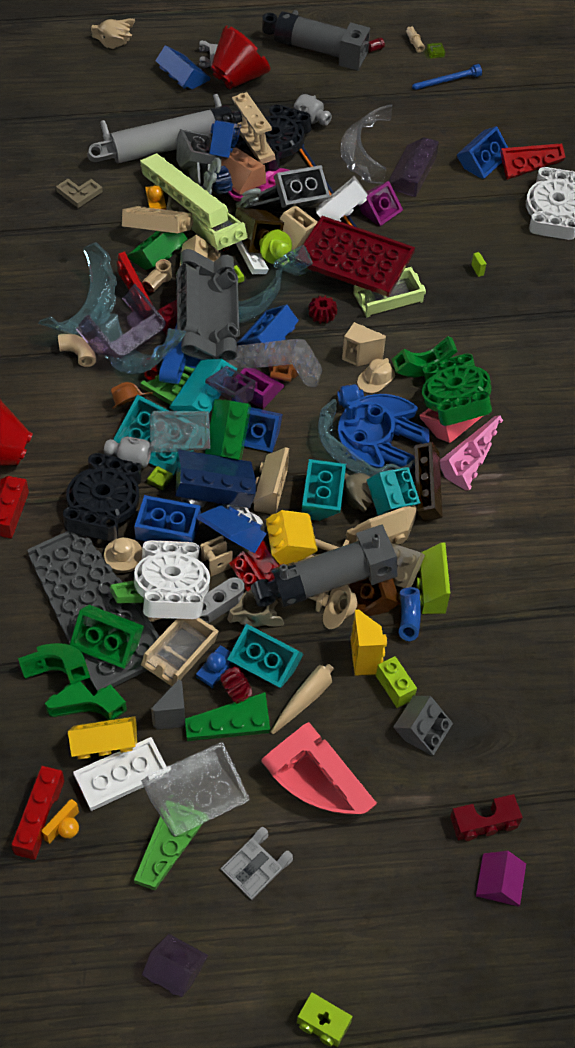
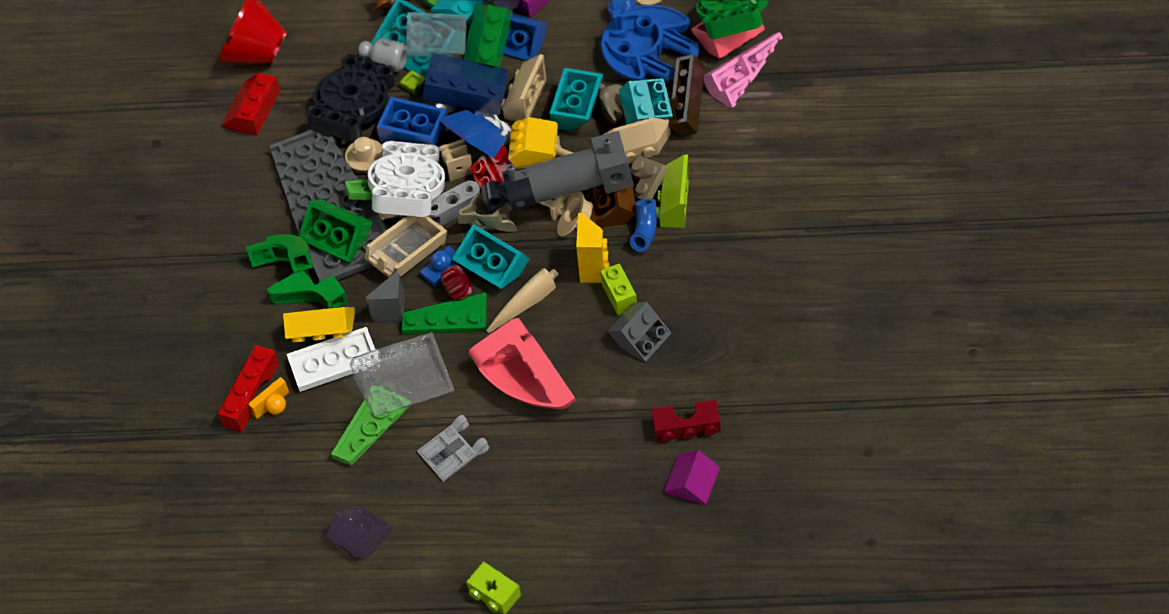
camera: 15 degrees right, 0 degrees up
(341, 453) = (597, 61): clear light blue windscreen -> none

